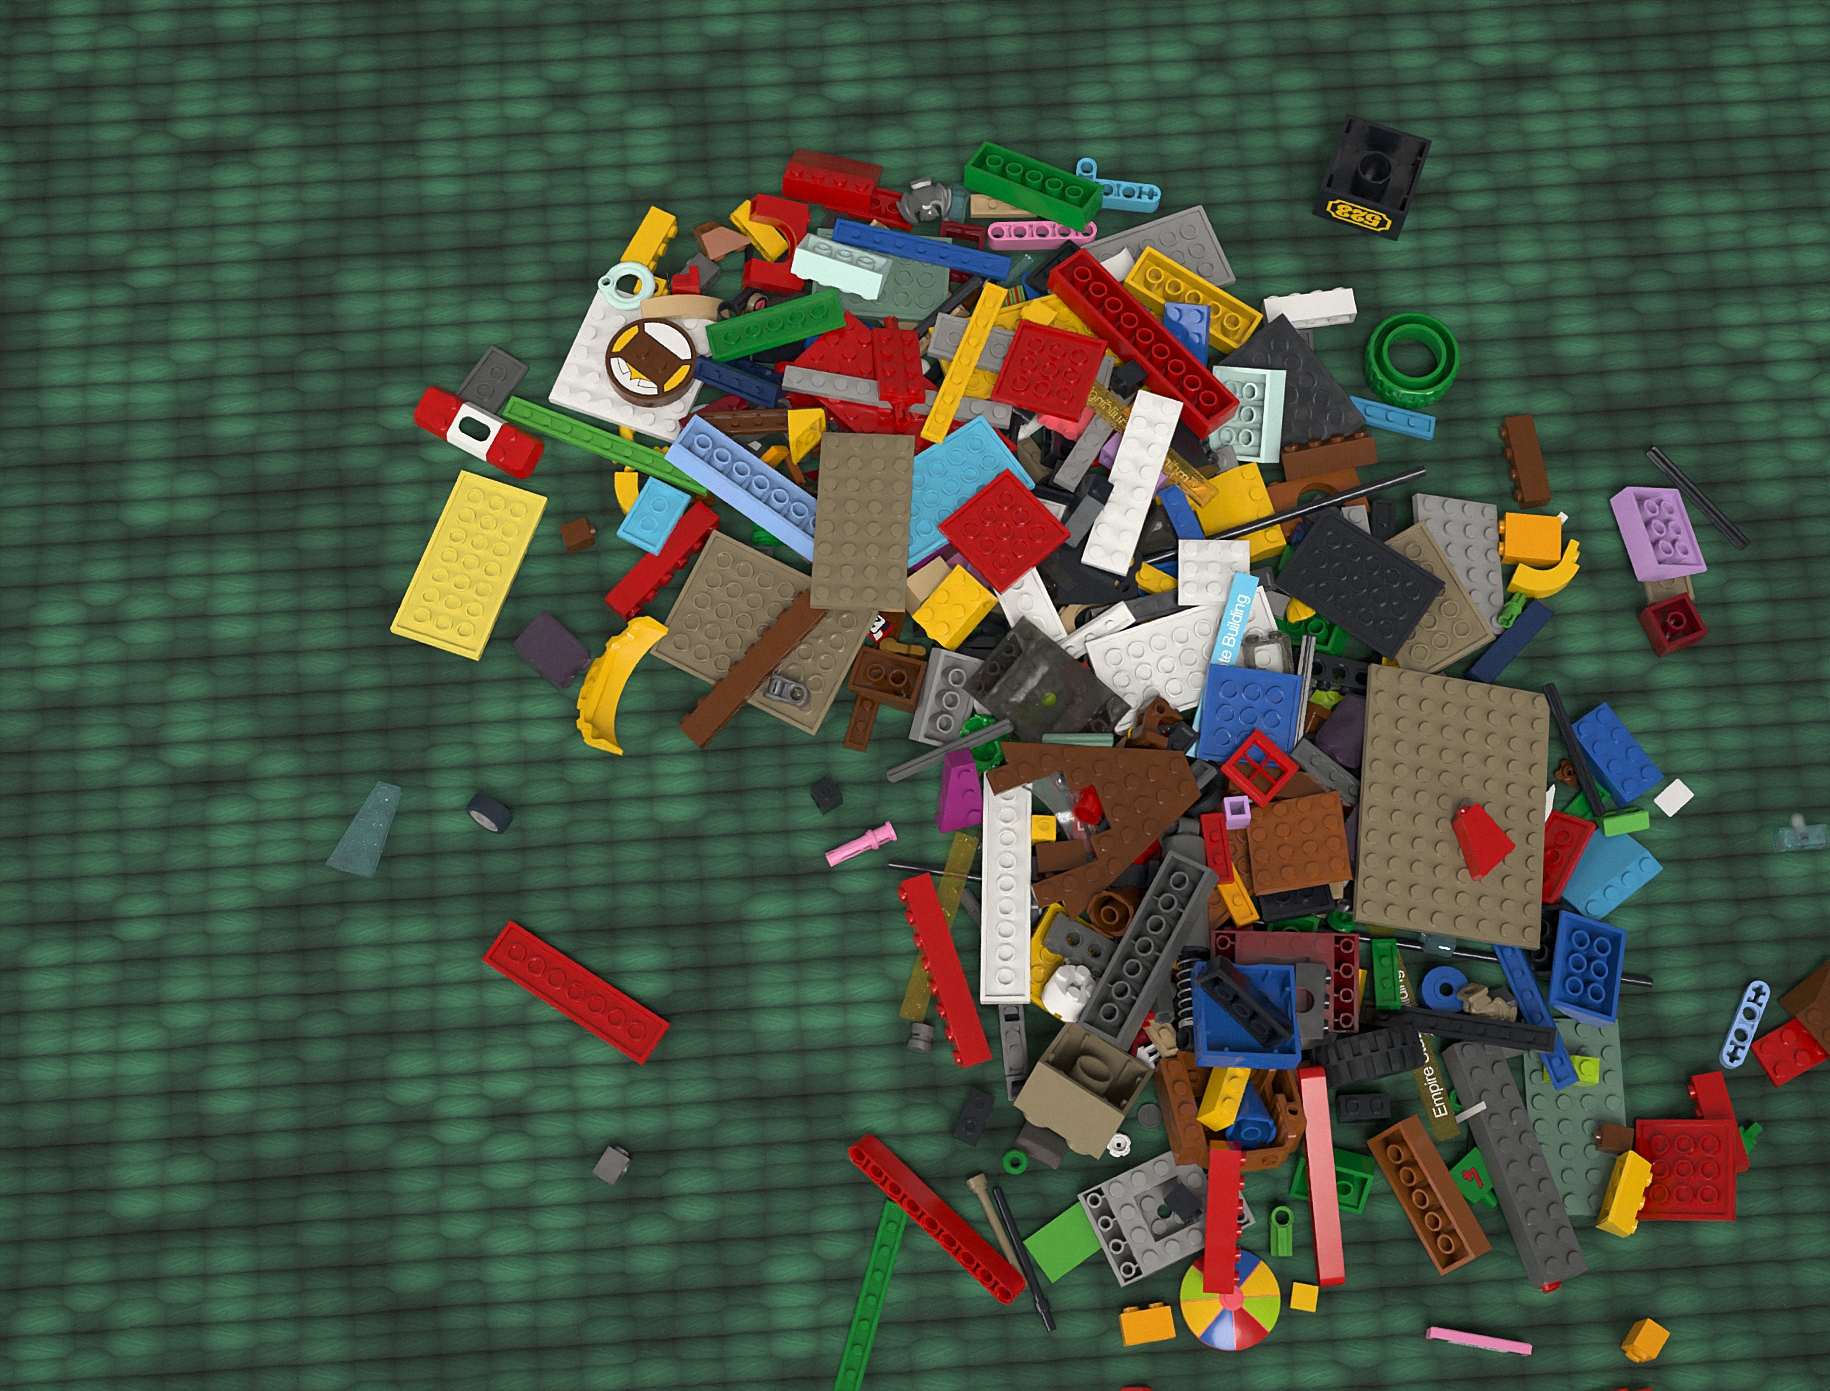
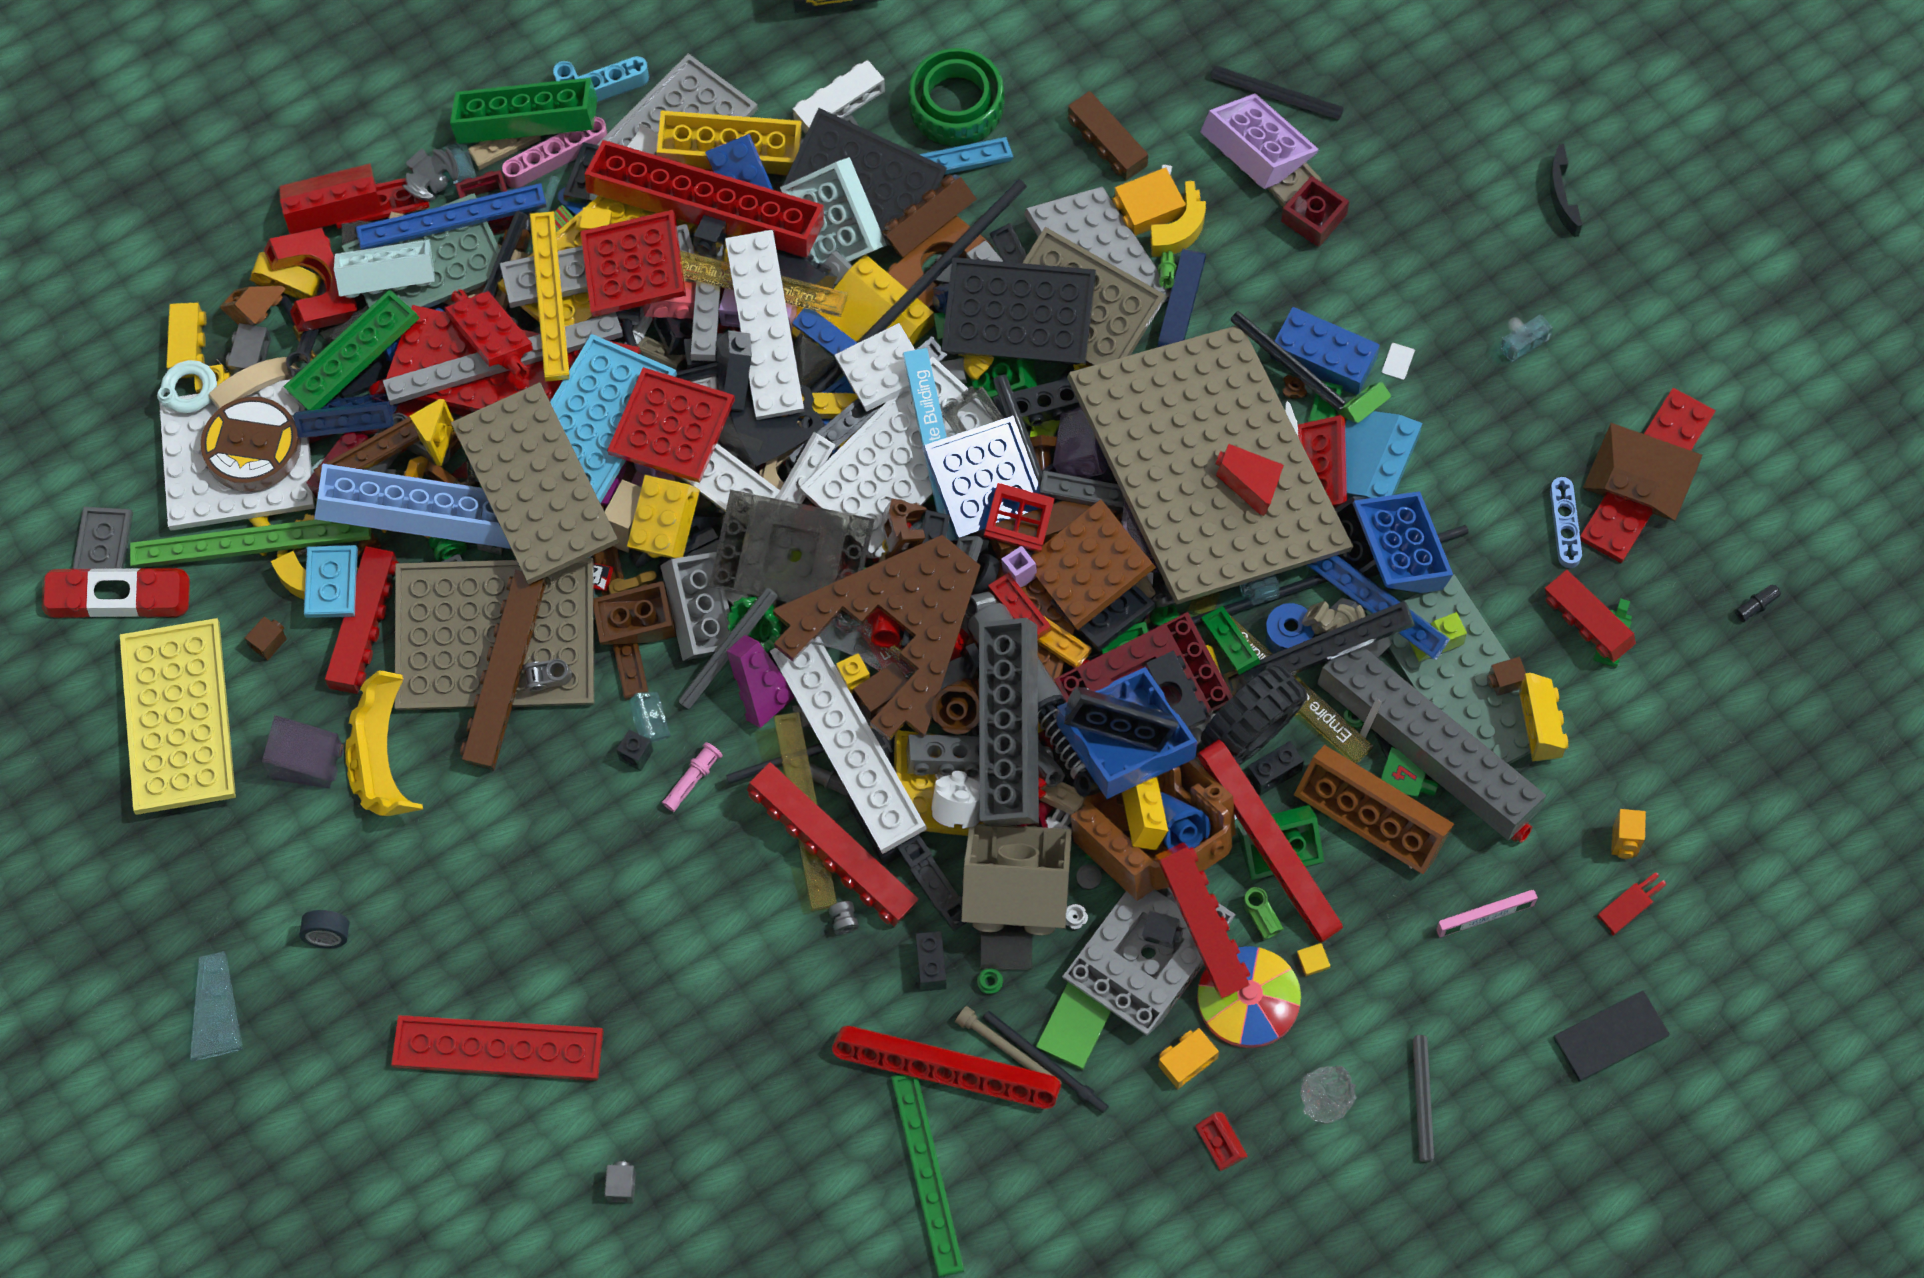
camera: 25 degrees left, 5 degrees down
(687, 283) = (245, 356): red panel -> none
(756, 302) = (320, 342): tile -> none
(855, 772) = (649, 716): none -> clear light blue slope
(1082, 739) = (856, 565): sand green axle -> none
(1690, 1169) = (1586, 665): red plate -> none

